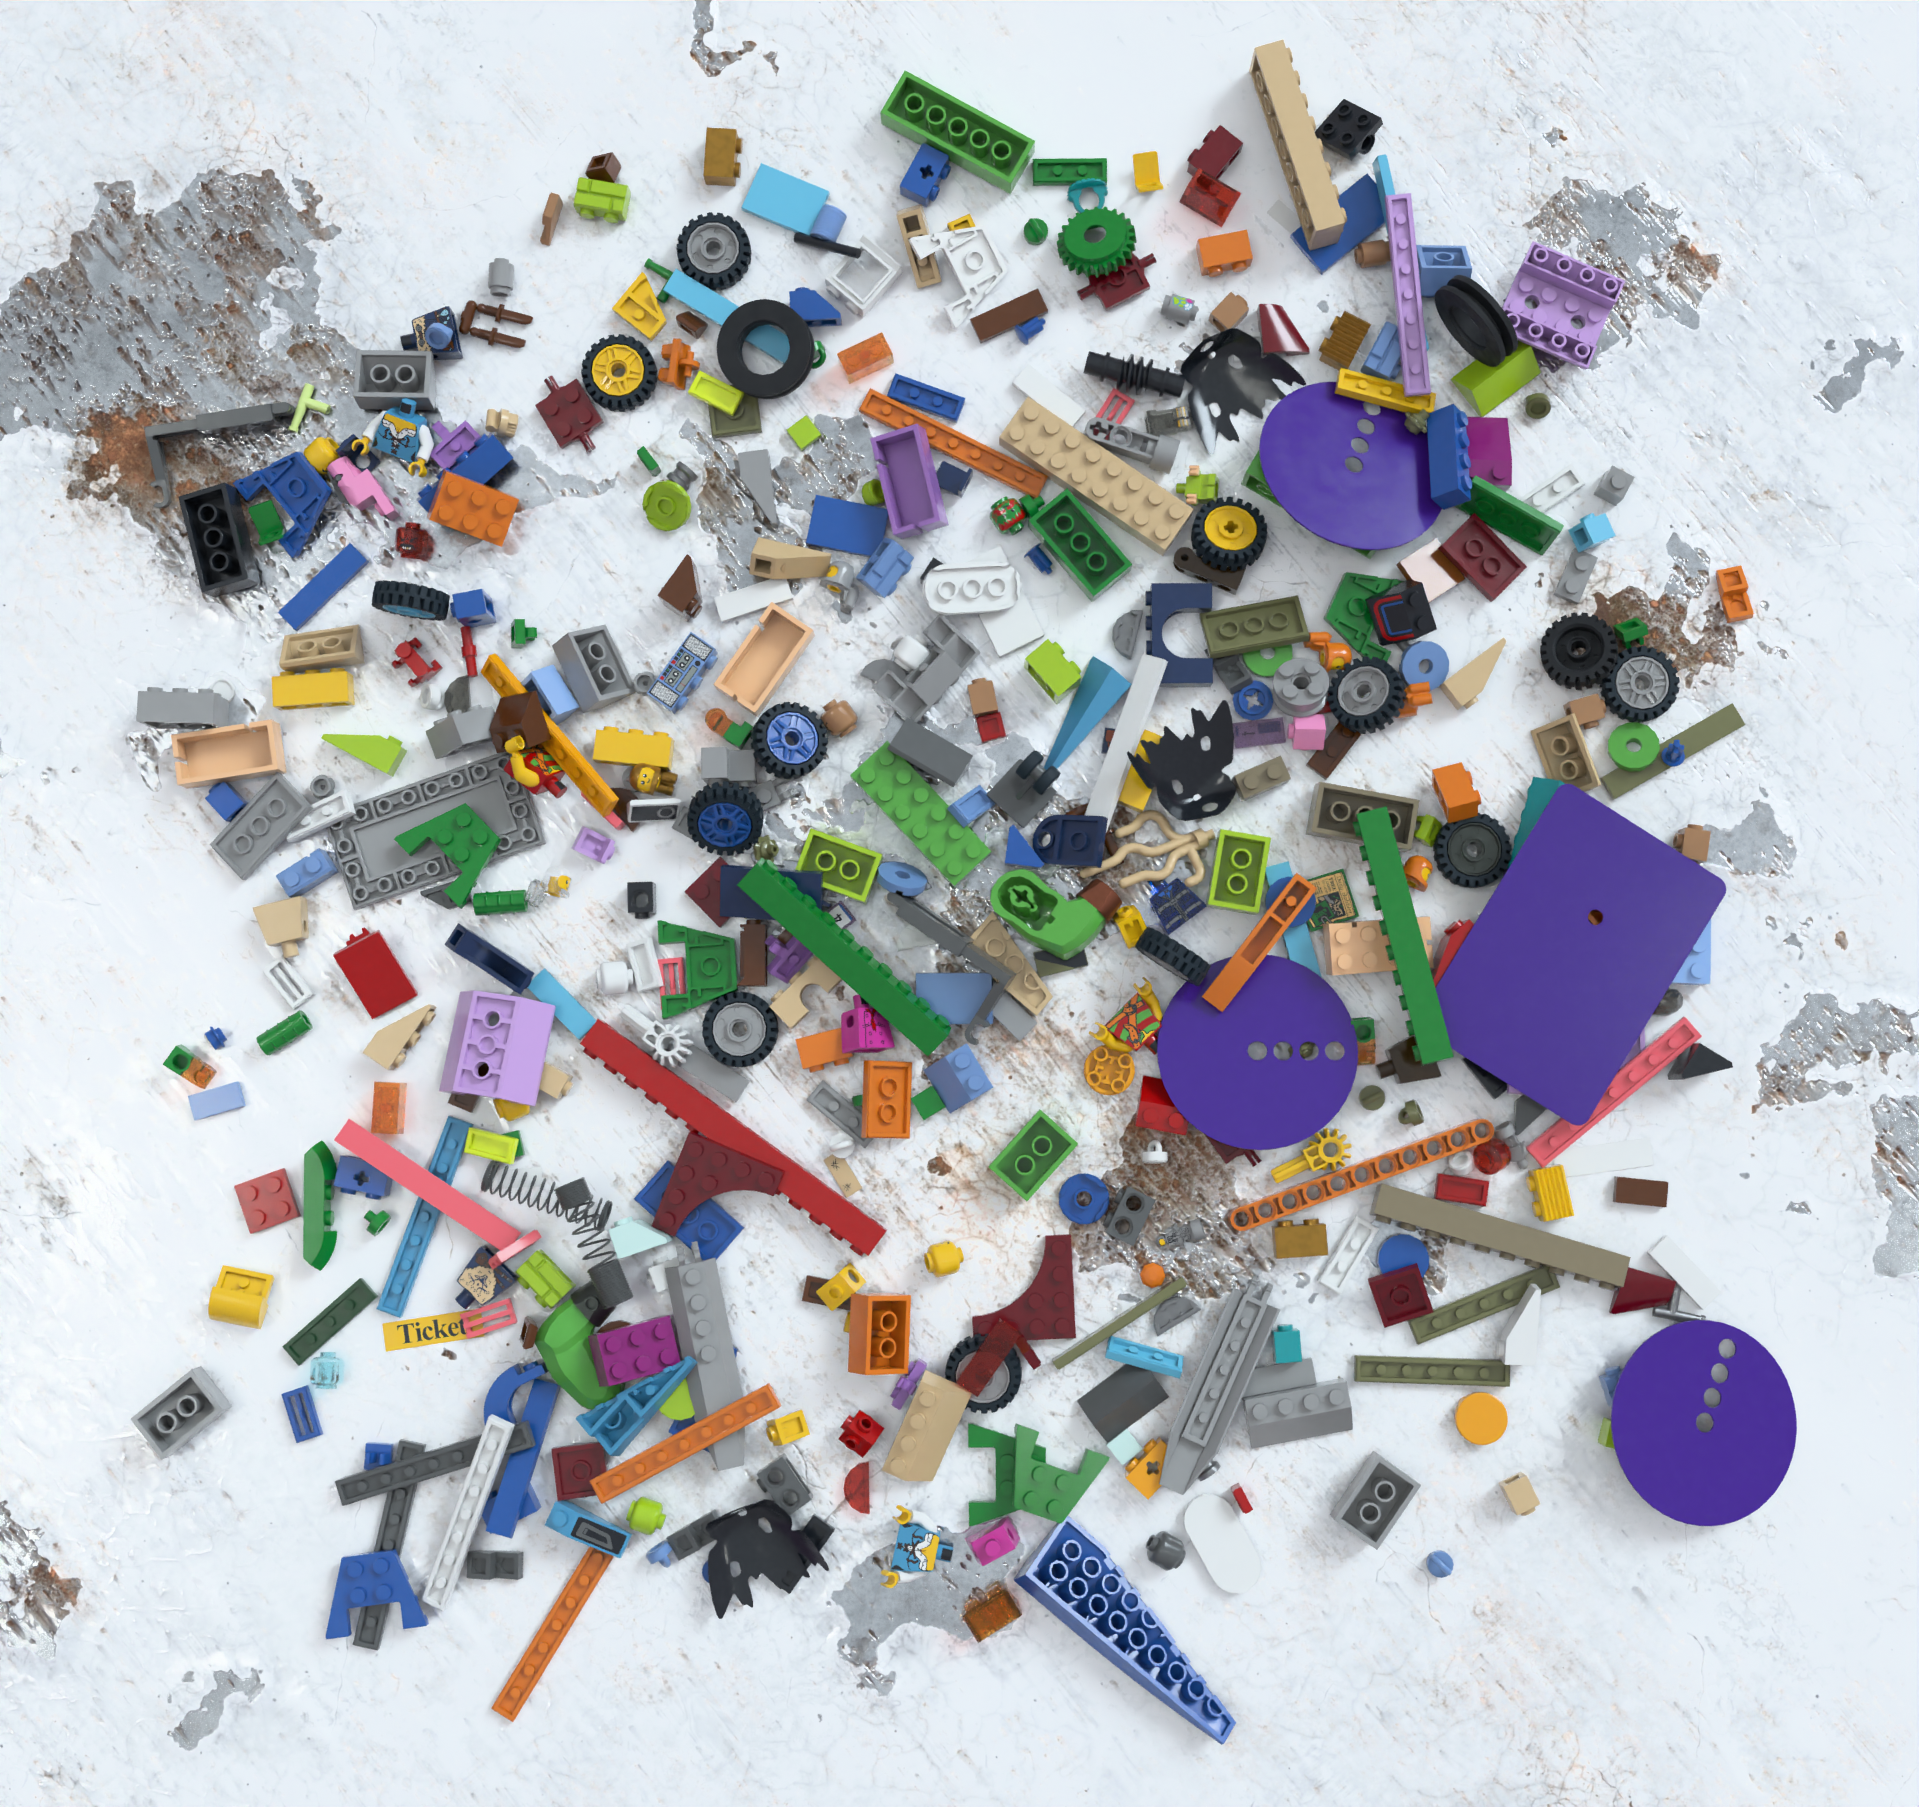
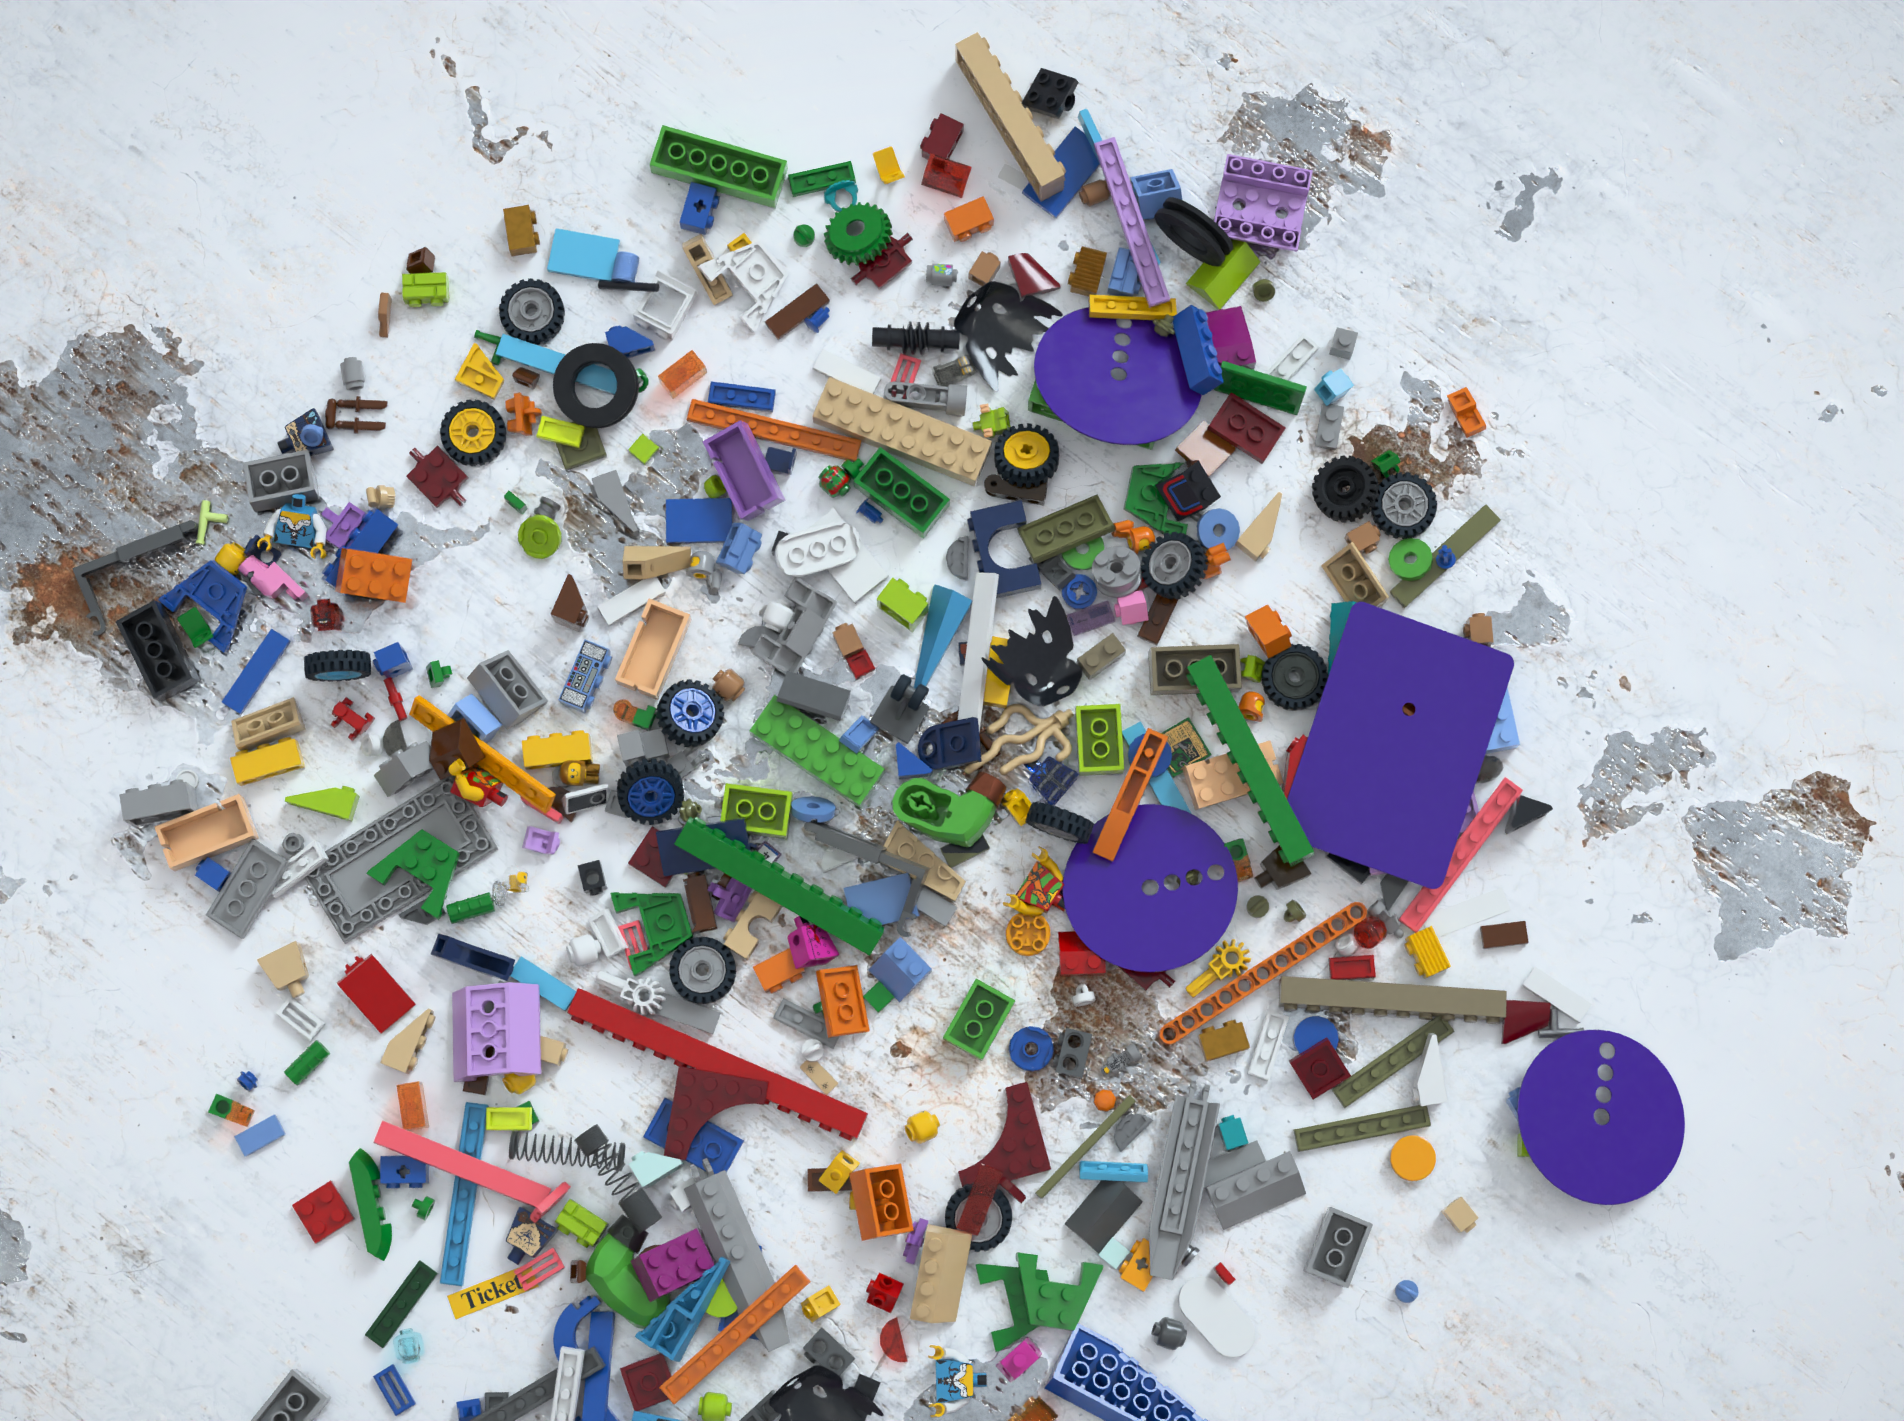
camera: 20 degrees left, 5 degrees down
(240, 1297) = (319, 1300): yellow brick -> none
(307, 873) = (297, 920): medium blue brick -> none
(643, 677) = (554, 686): light grey plate -> none

